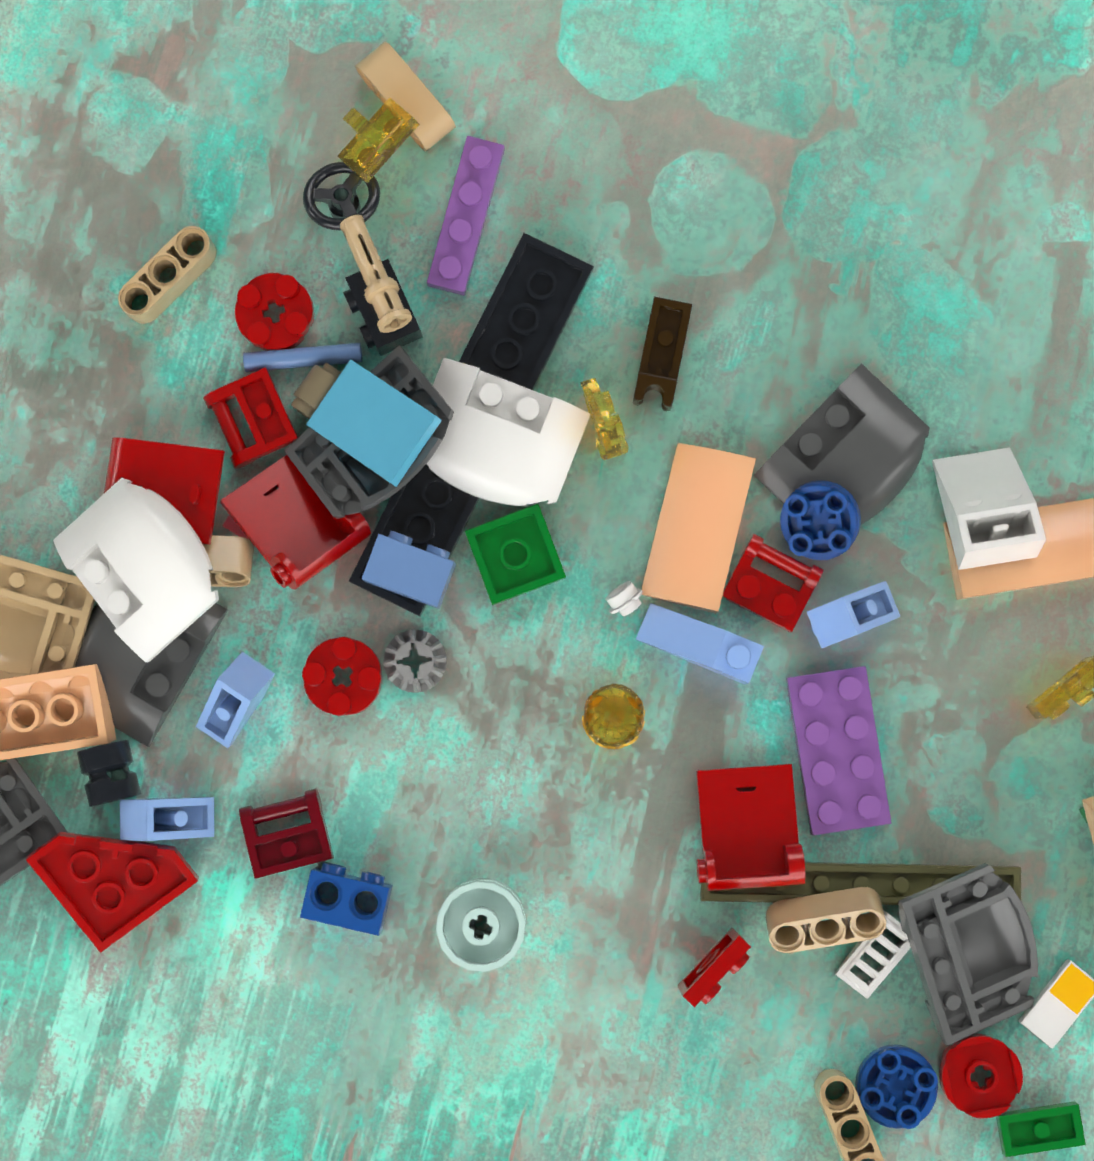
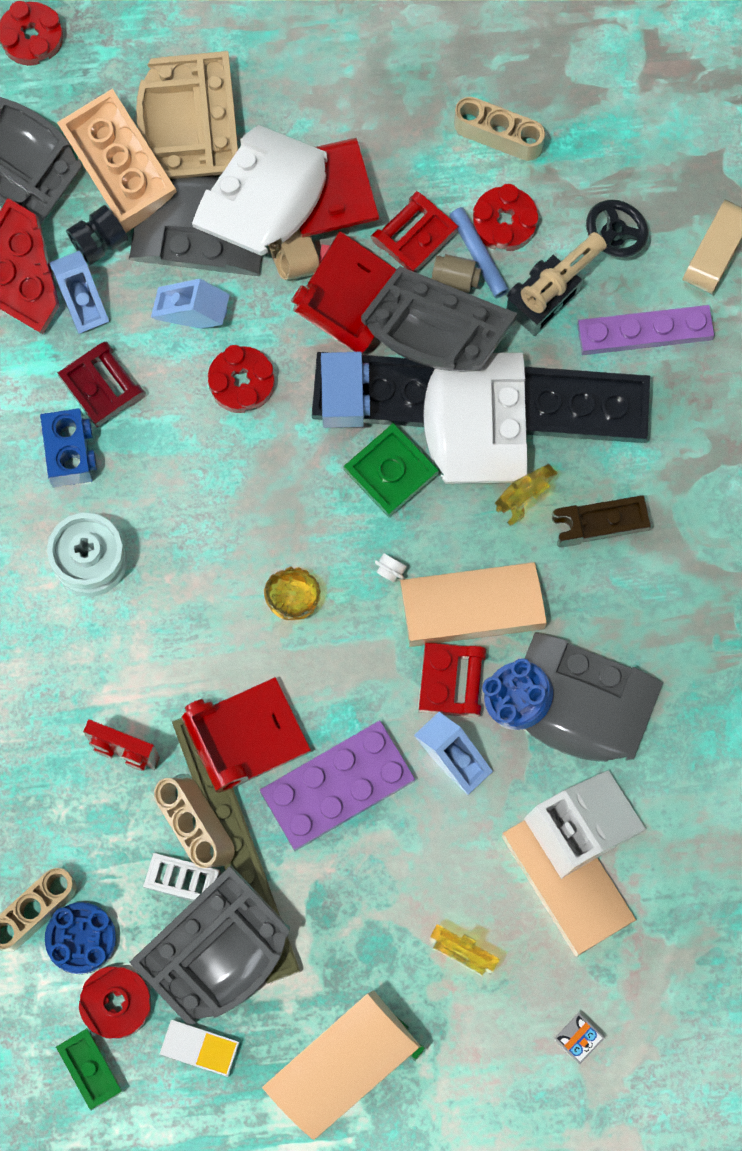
camera: 65 degrees right, 10 degrees down
(373, 422) = (446, 315): medium azure tile -> none
(376, 138) = (672, 233): clear yellow plate -> none
(428, 674) = (269, 441): light grey gear -> none
(700, 643) = (378, 641): light blue slope -> none

